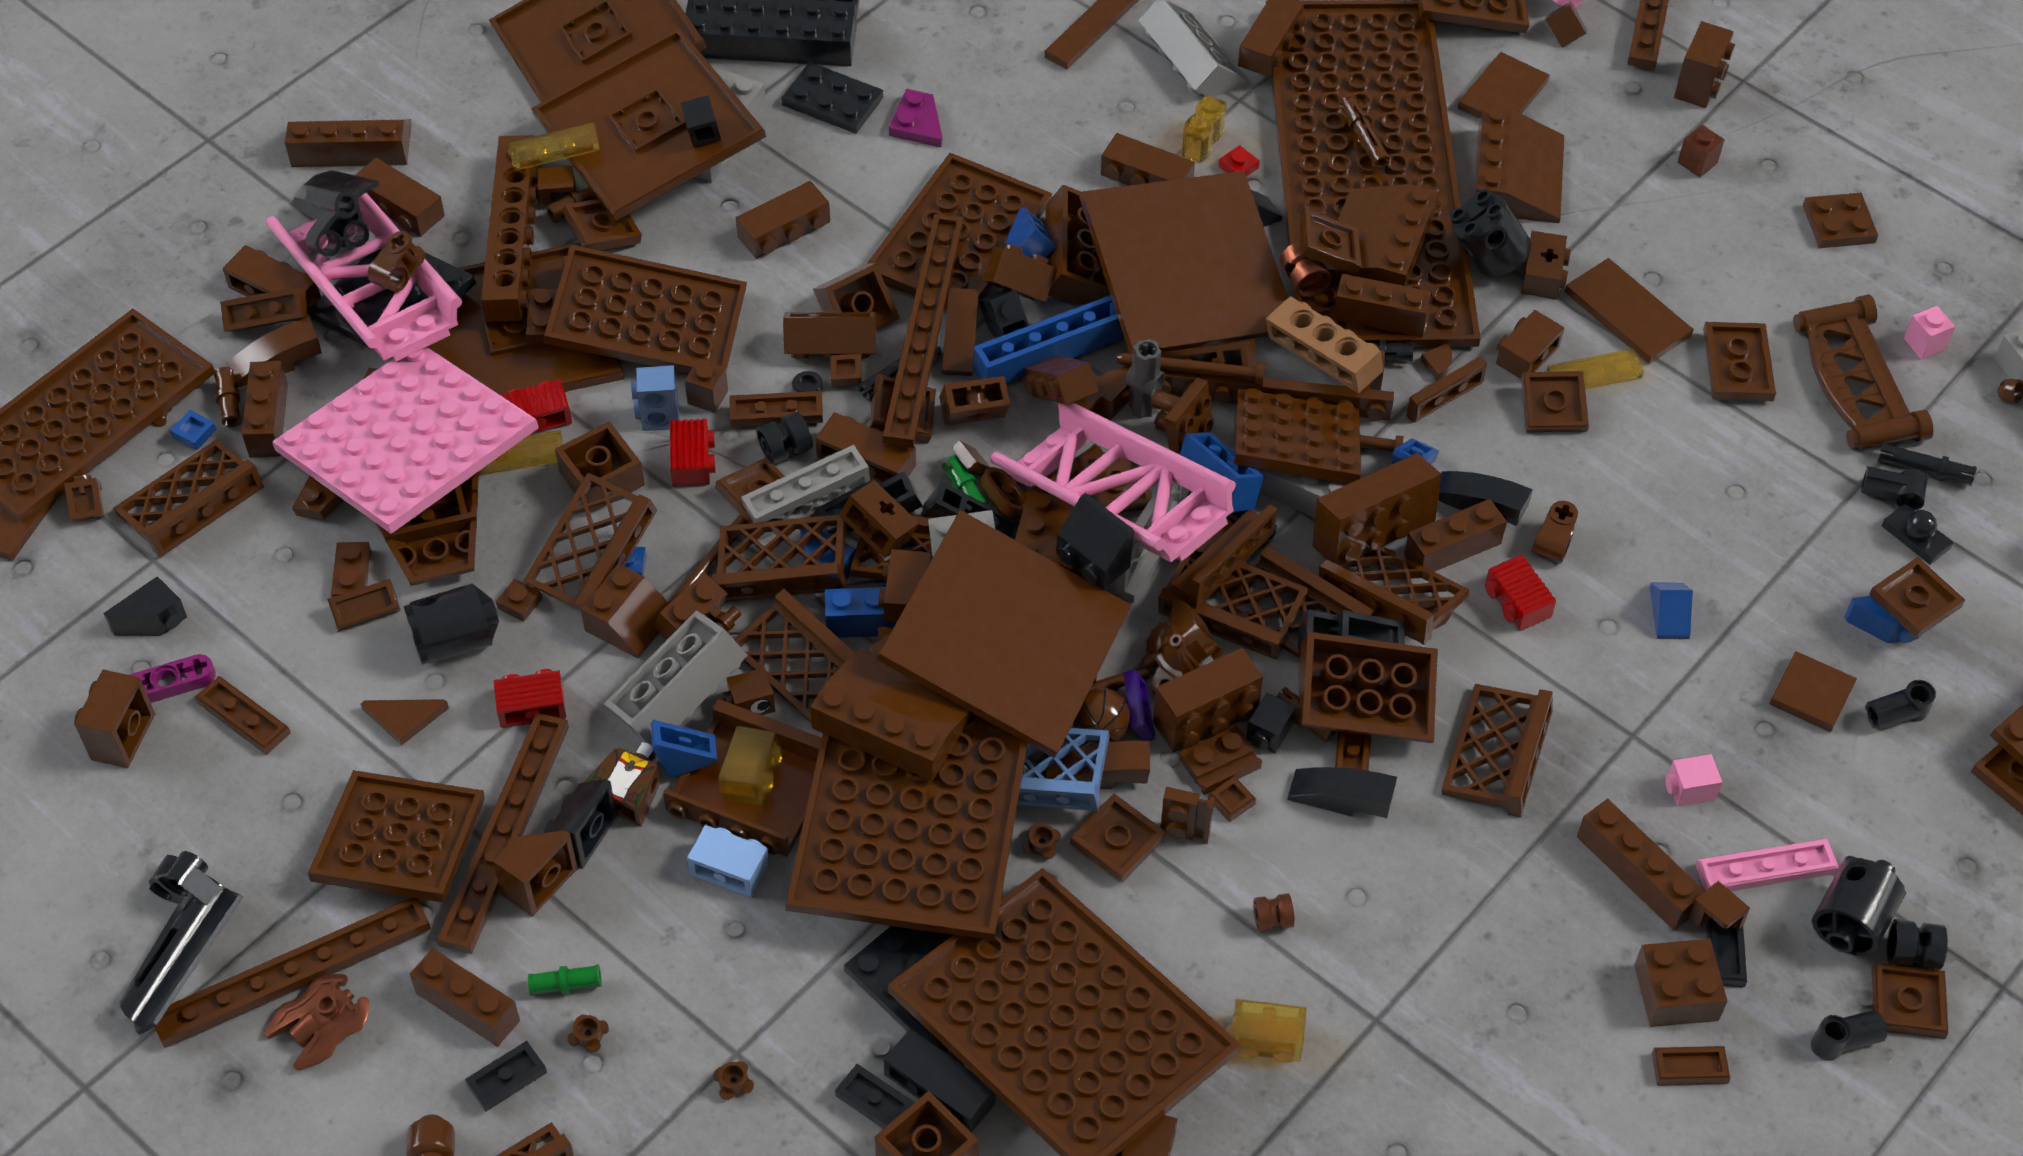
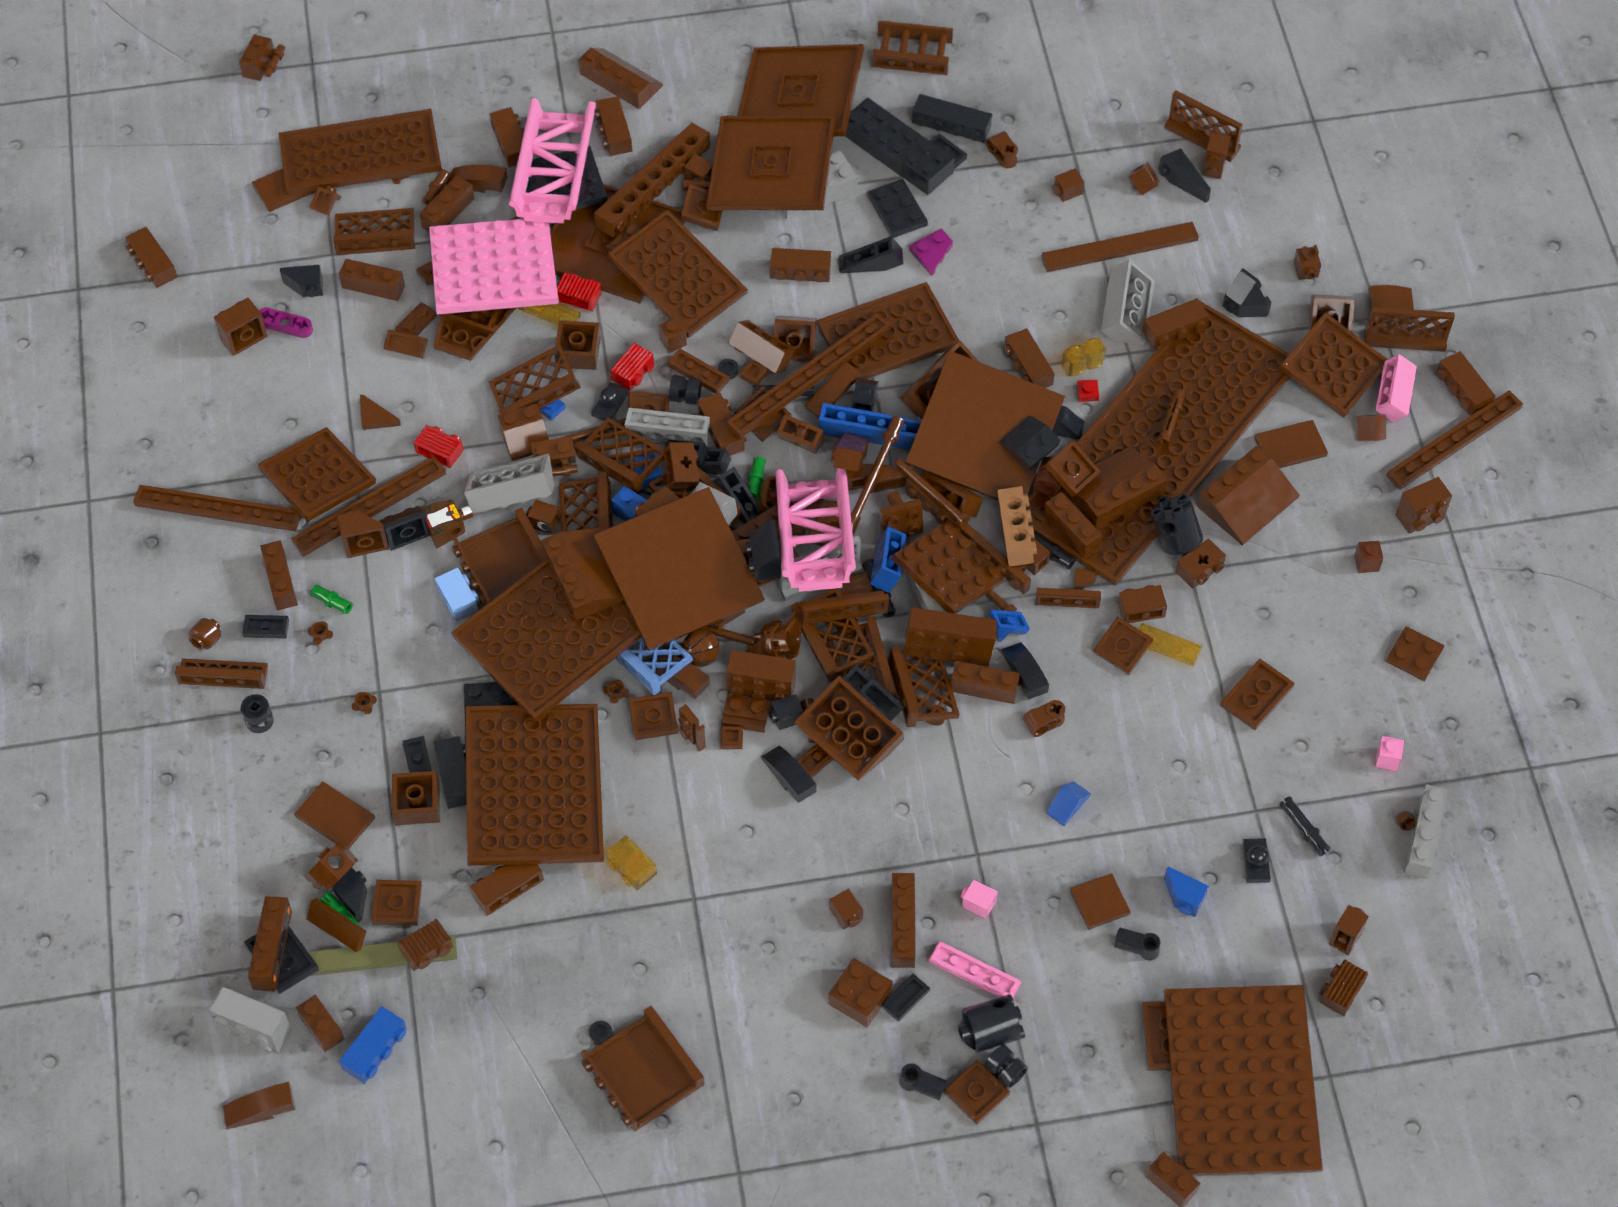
camera: 40 degrees right, 5 degrees up
(193, 430) = (405, 195): blue plate -> none
(193, 926) = (204, 449): black panel -> none
(242, 715) = (304, 364): reddish brown tile -> none
(245, 554) = (372, 279): none -> reddish brown brick
(264, 309) = (490, 150): reddish brown plate -> none
(320, 1019) = (210, 540): copper piece -> none
(334, 203) = (579, 104): black panel -> none
(396, 264) = (563, 165): reddish brown piece -> none
(452, 623) = (431, 381): black cylinder -> none
(519, 600) = (481, 391): reddish brown plate -> none
(554, 146) = (709, 146): clear yellow tile -> none
(656, 397) = (638, 325): medium blue brick -> none
(682, 748) = (482, 520): blue slope -> none
(699, 511) = (610, 401): none -> black tile
(700, 121) = (791, 179): black brick -> none
(749, 765) = (507, 552): clear yellow brick -> none
(860, 163) = (873, 257): none -> black slope
(970, 457) = (771, 463): reddish brown tile -> none
(1015, 271) = (890, 377): reddish brown brick -> none
(1030, 235) = (917, 360): blue slope -> none
(1092, 334) = (890, 437): none -> reddish brown bar
(1139, 705) = (721, 661): dark purple plate -> none
(1144, 377) = (896, 476): dark grey piece -> none
(1255, 243) = (1030, 442): none -> black slope
(1273, 912) = (692, 808): copper wheel -> none
(1520, 592) = (990, 736): red brick -> none
(1524, 760) = (905, 820): reddish brown fence -> none
(1566, 899) = (846, 909): none -> reddish brown brick
(1629, 310) = (1225, 623): reddish brown tile -> none
(1690, 1065) = (827, 1037): reddish brown tile -> none
(1719, 905) = (915, 969): reddish brown panel -> none
(1851, 321) = (1312, 789): reddish brown piece -> none
(1904, 487) = (1273, 829): black piece -> none
(1917, 597) = (1200, 890): reddish brown plate -> none

